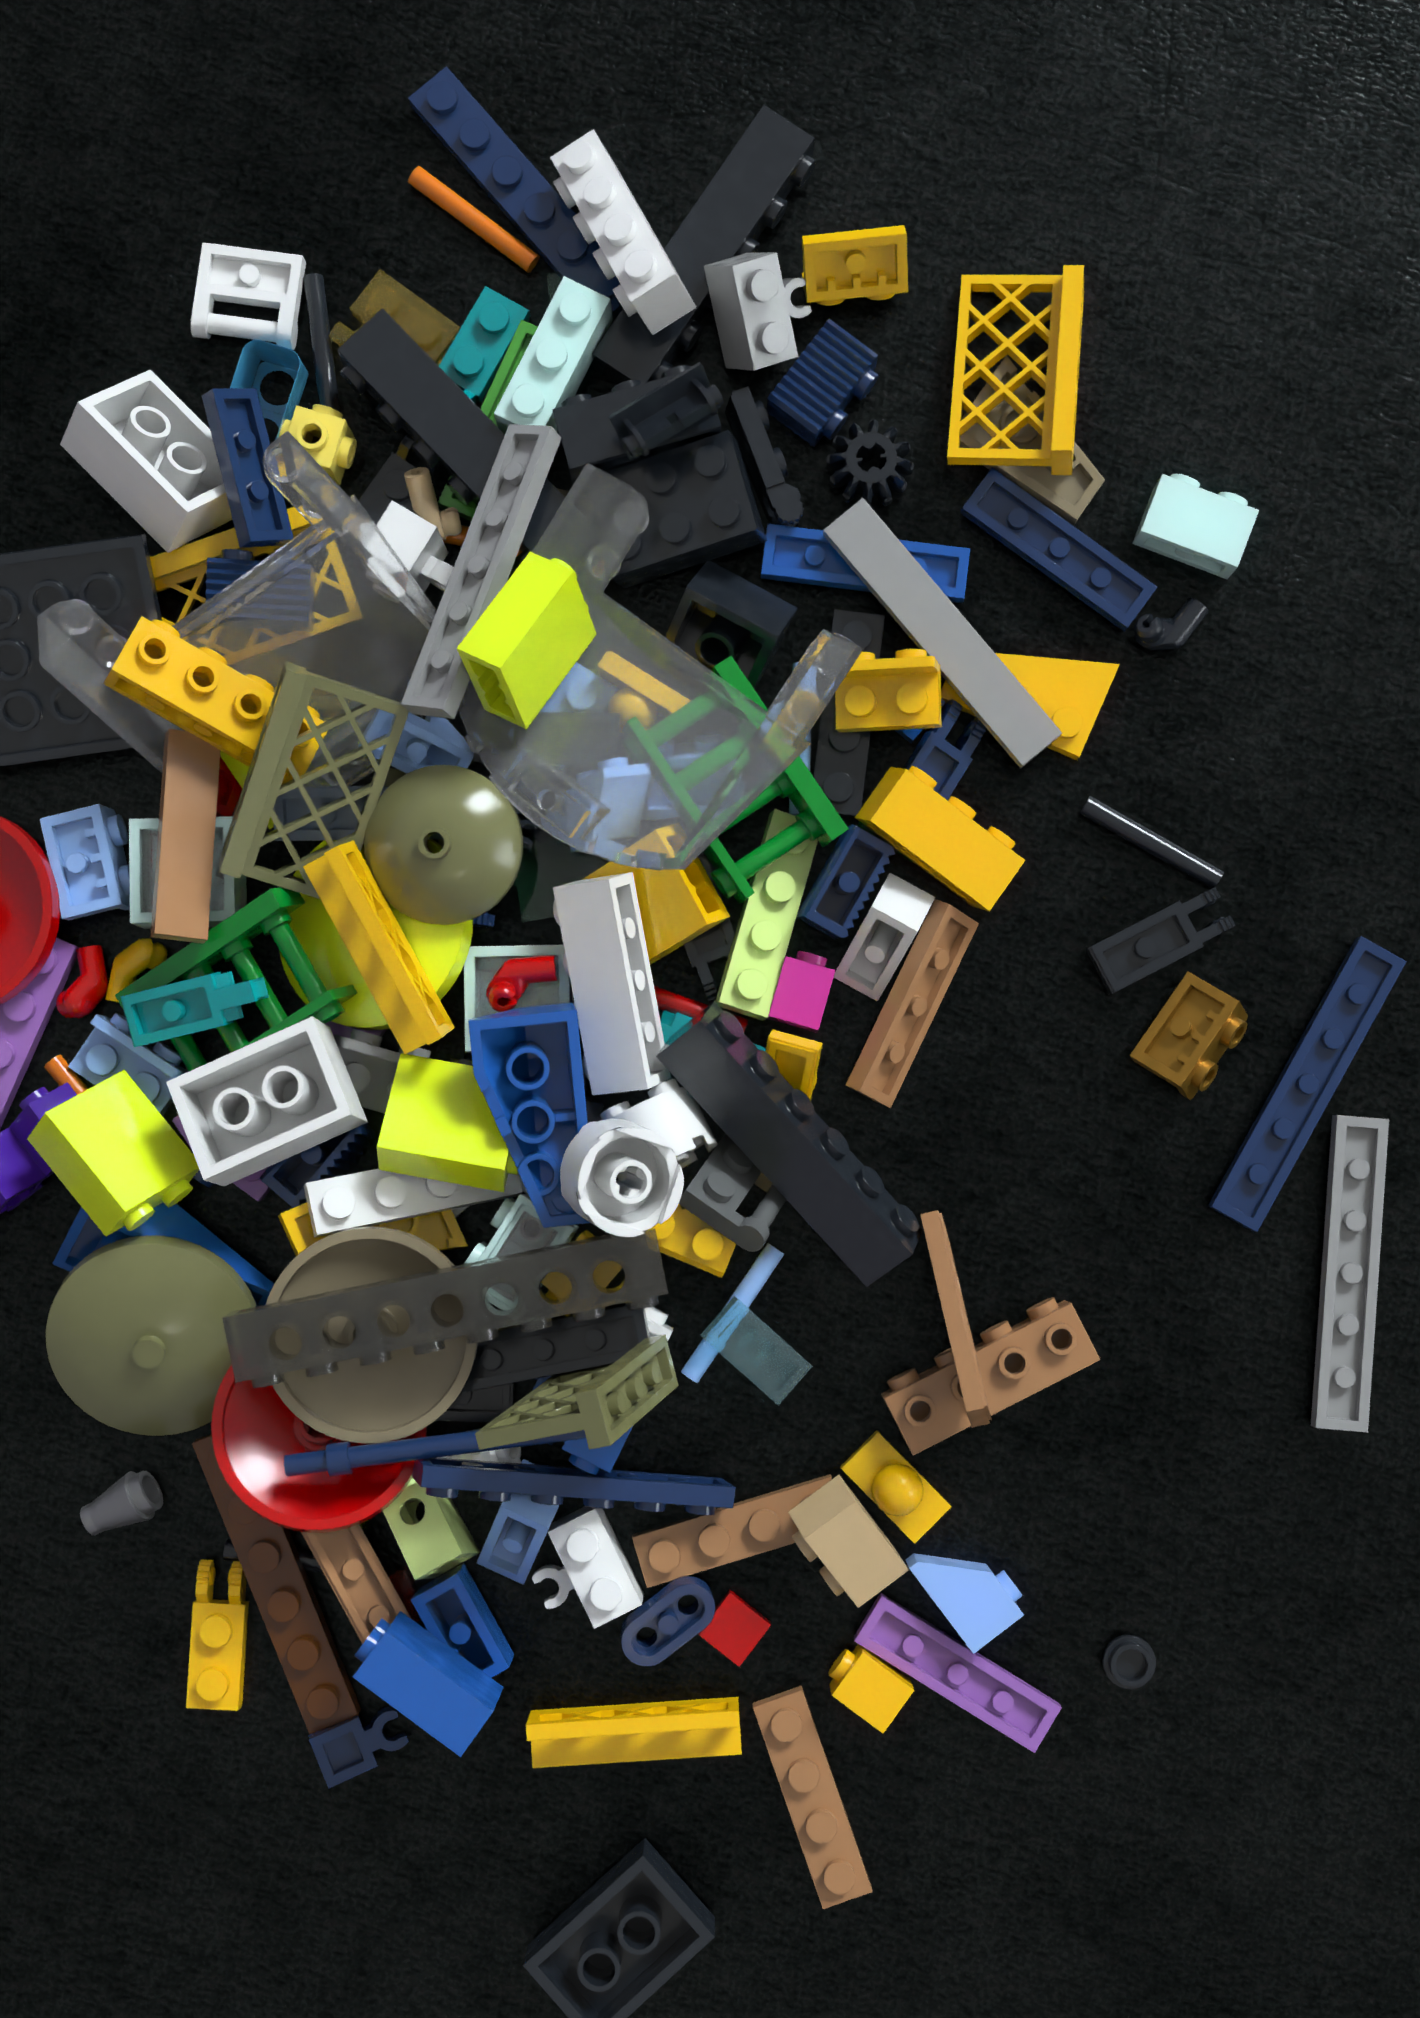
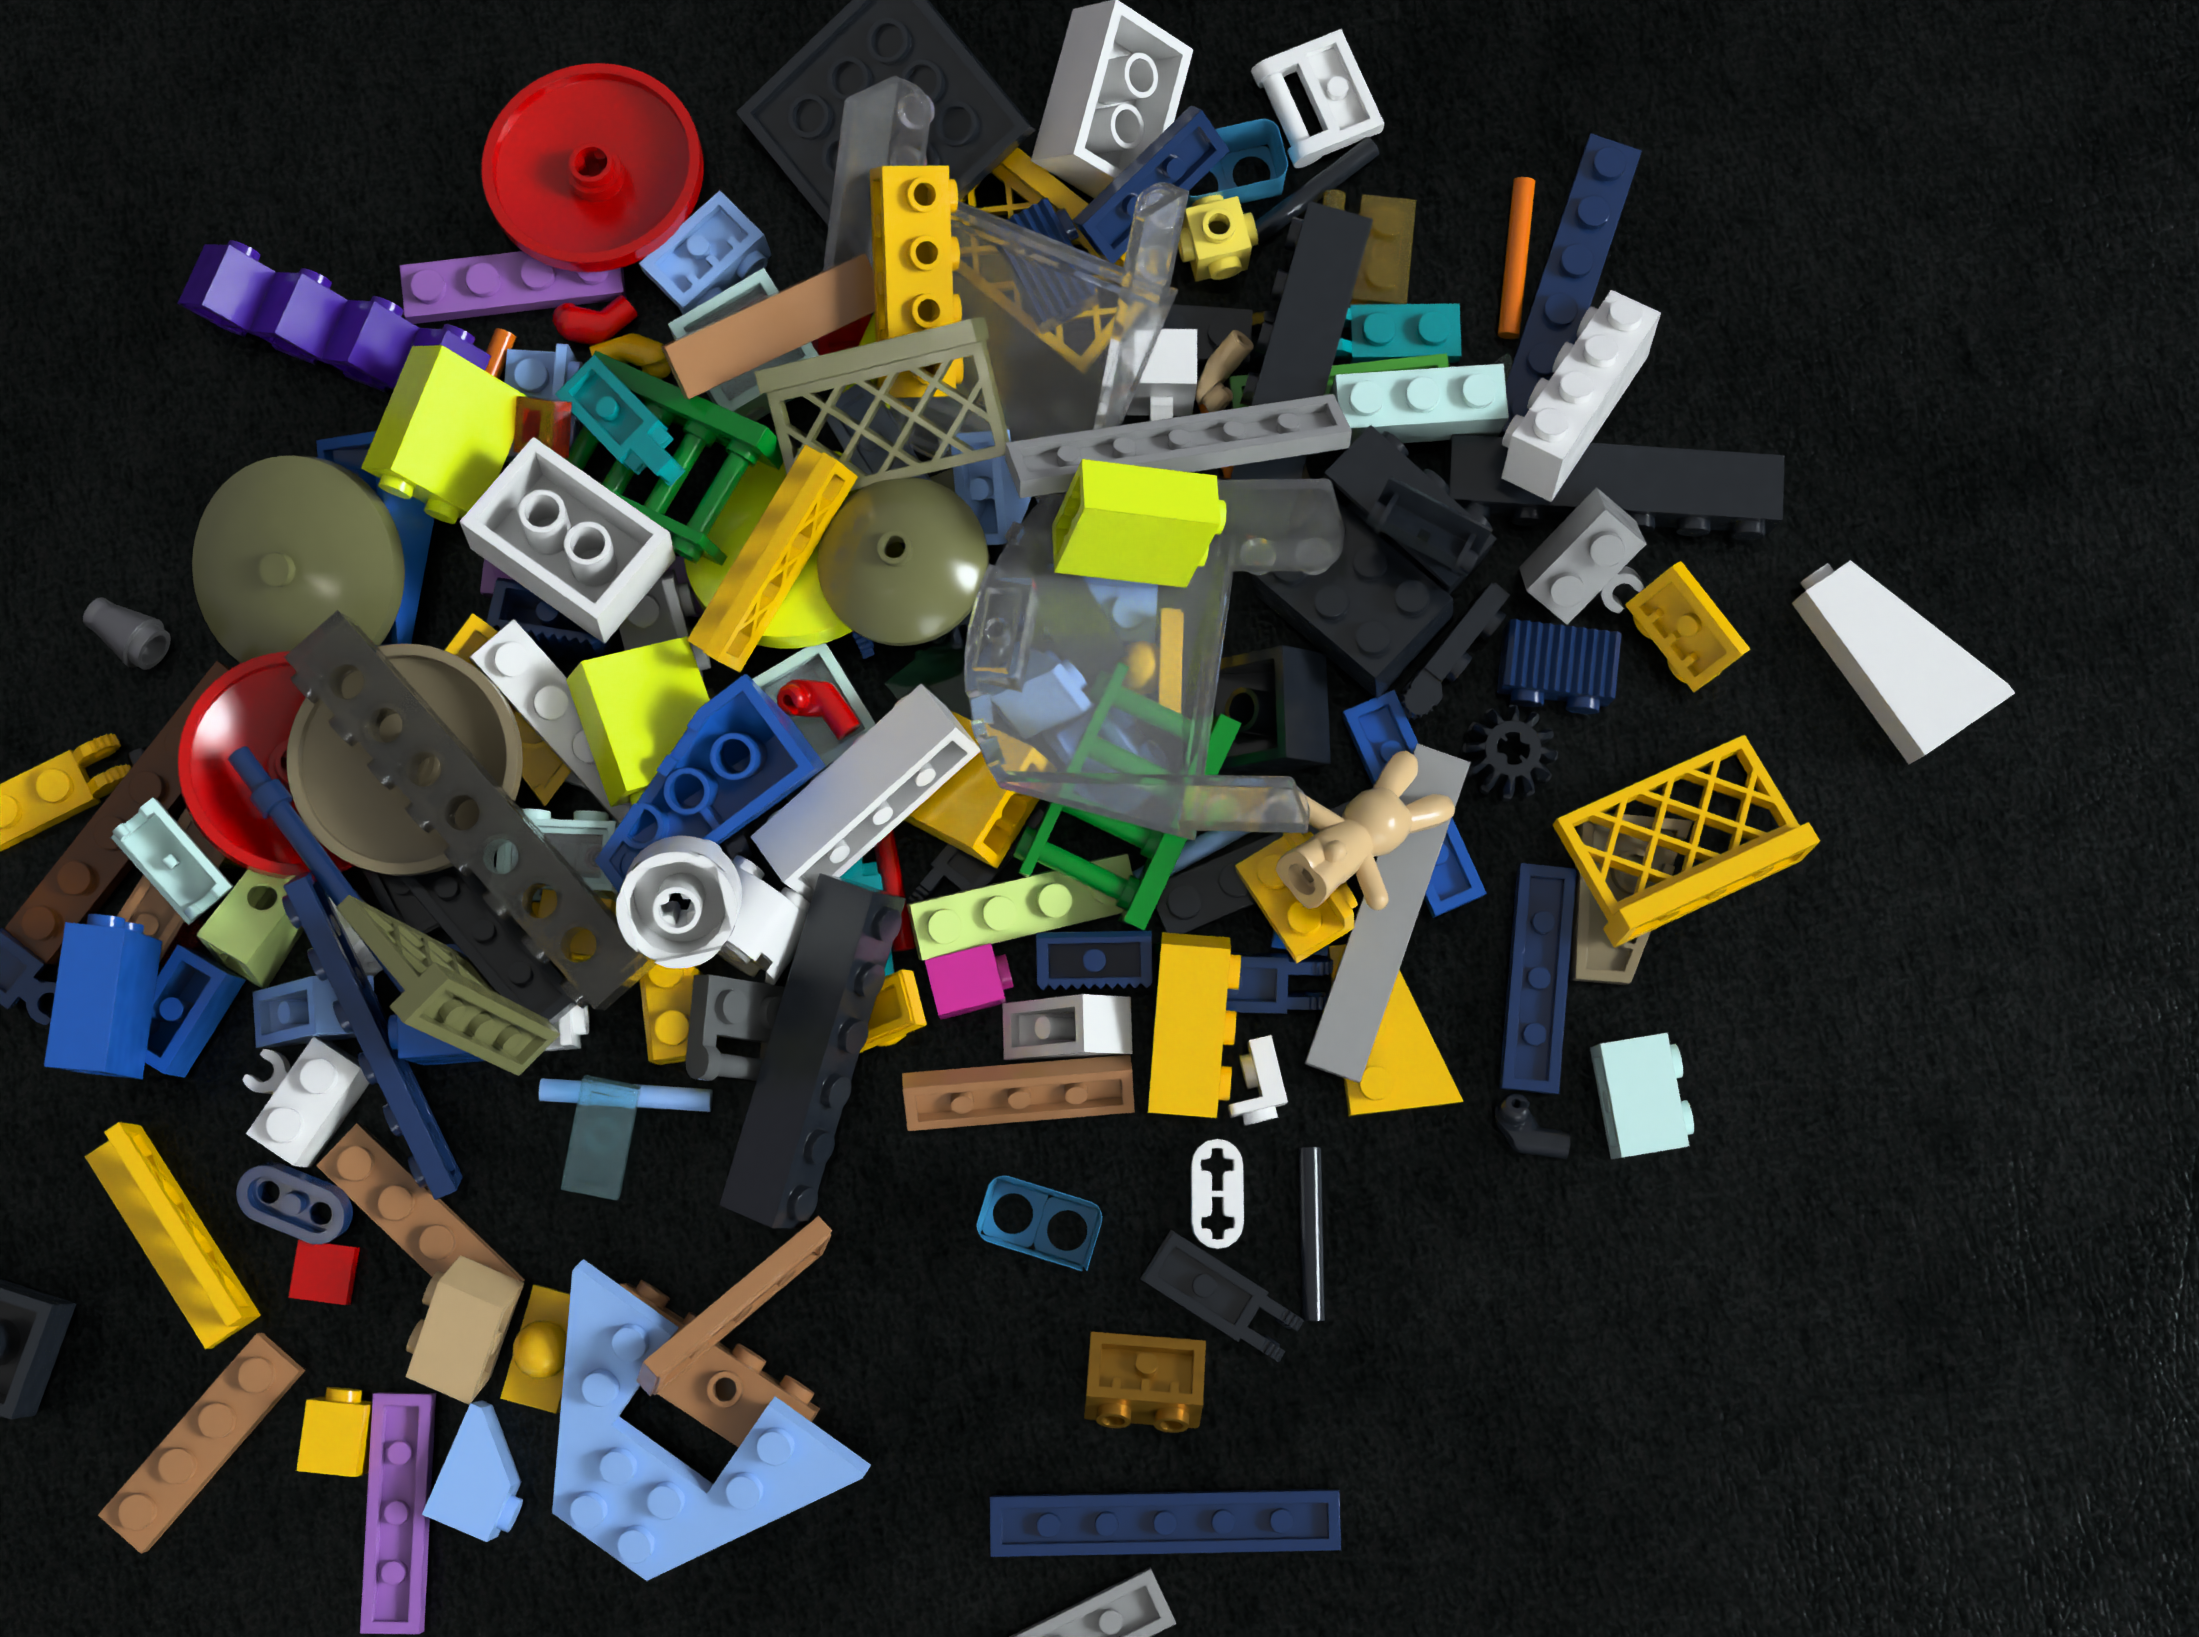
camera: 50 degrees right, 5 degrees down
(151, 1069) = (545, 420): none -> clear red tile
(342, 1567) = (171, 861): none -> light aqua hinge
(873, 603) = (1368, 828): none -> tan animal
(975, 121) = (1896, 660): none -> white slope
(1007, 804) = (1260, 1071): none -> white bracket
(1012, 1039) = (1037, 1230): none -> dark azure piece
(1049, 1479) = (635, 1493): none -> light blue wing
(1084, 885) = (1231, 1194): none -> white beam

